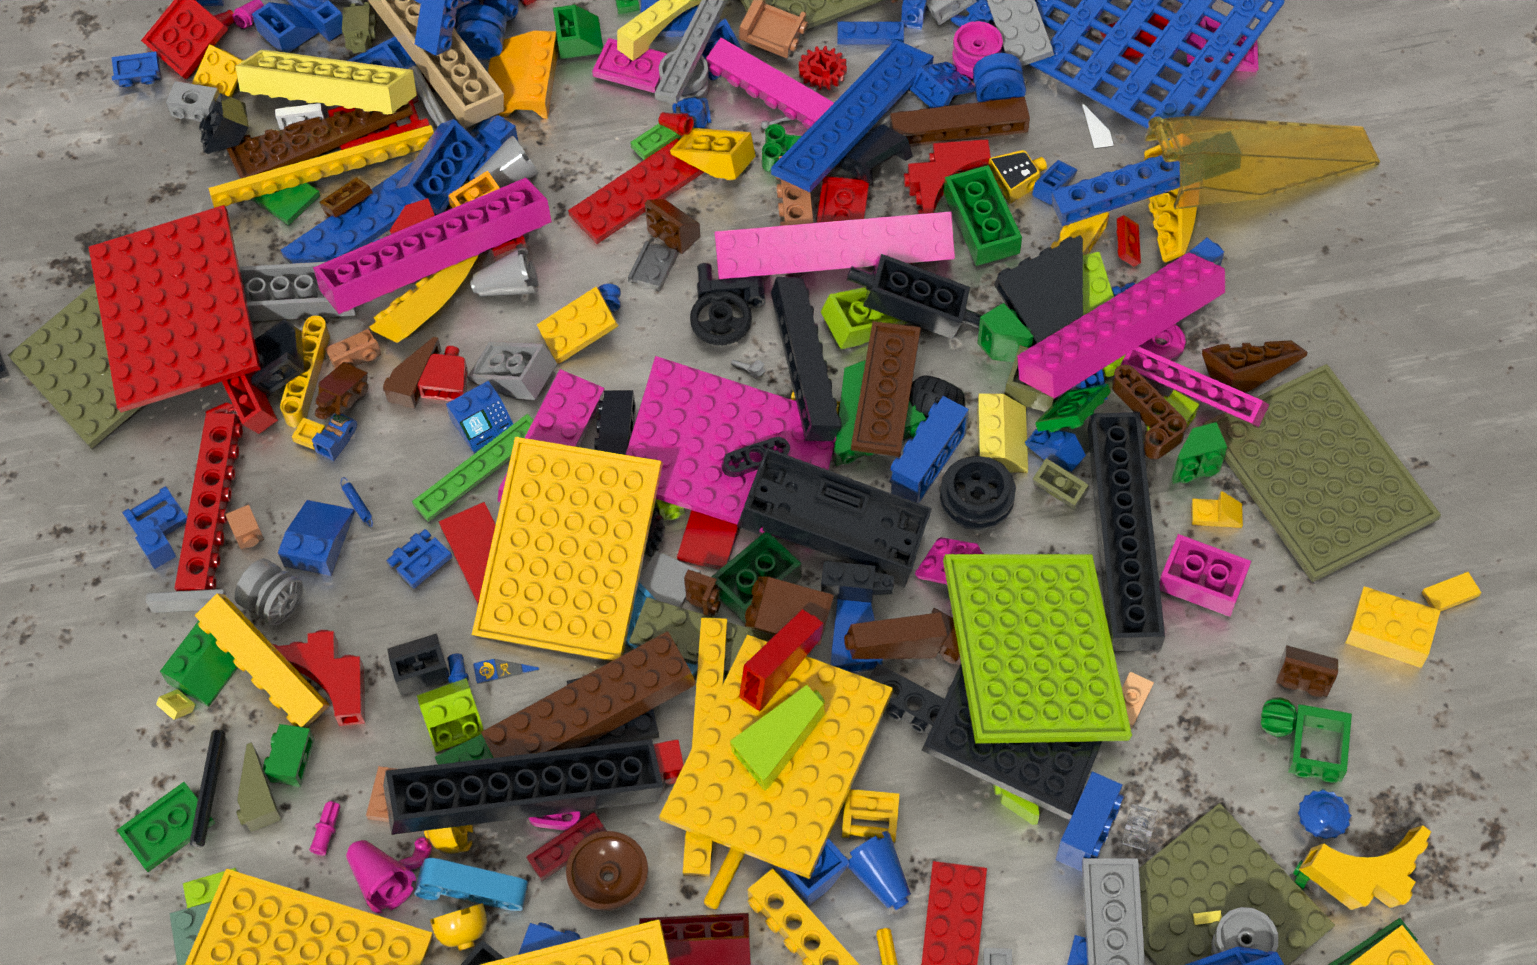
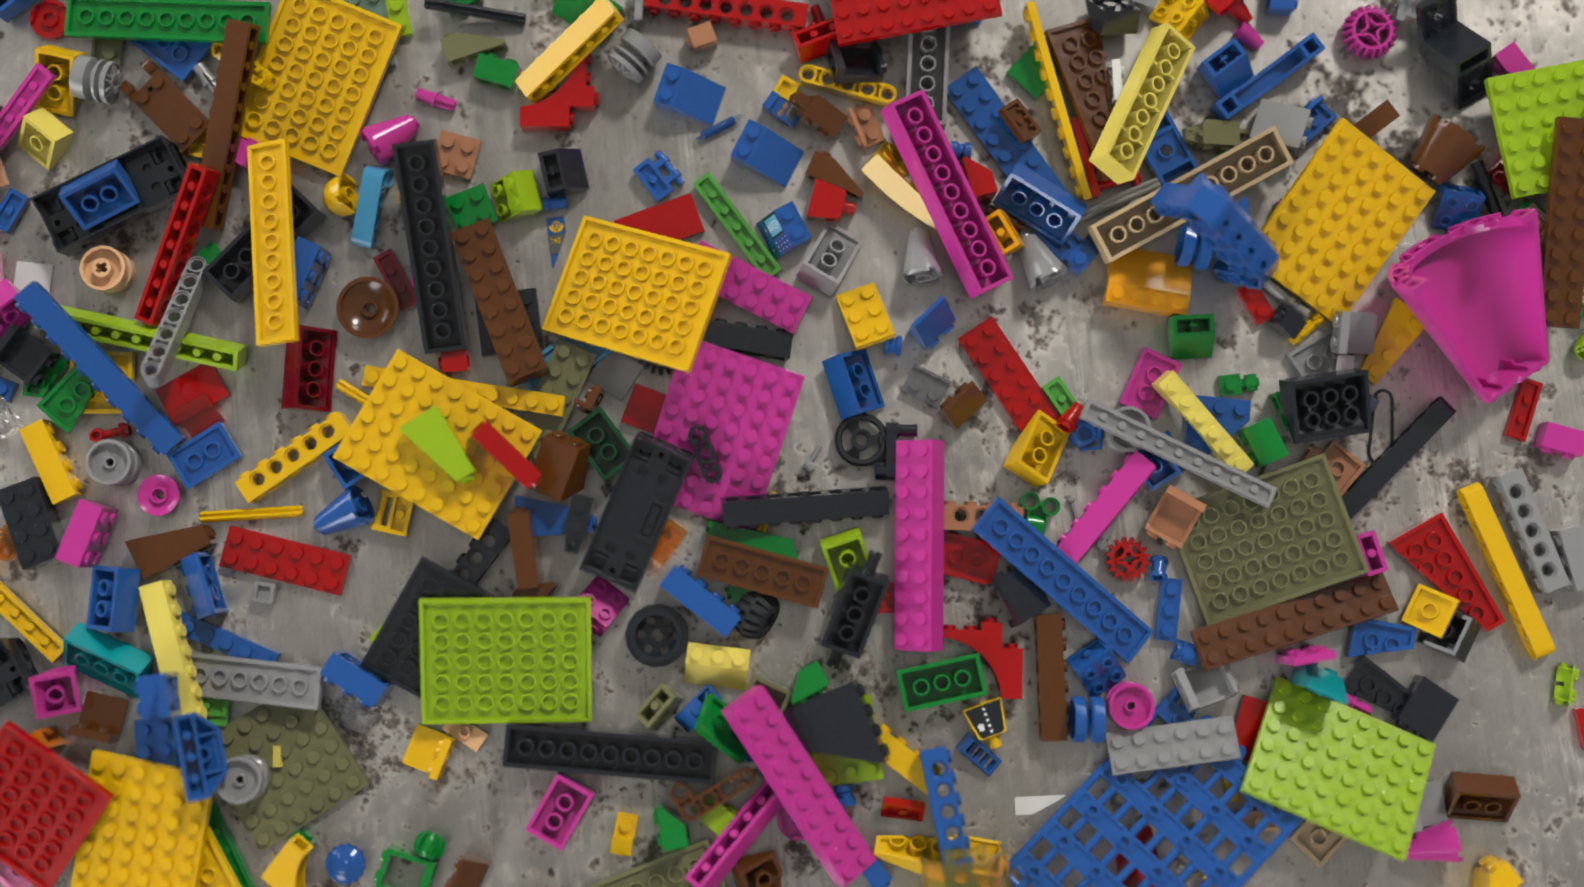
camera: 90 degrees right, 25 degrees up
(387, 448) = (766, 153): none -> blue slope
(580, 258) = (932, 324): none -> blue slope
(658, 333) = (853, 383): none -> blue slope
(829, 39) = (1158, 568): none -> blue bush
(1164, 732) = (429, 751): none -> yellow bracket

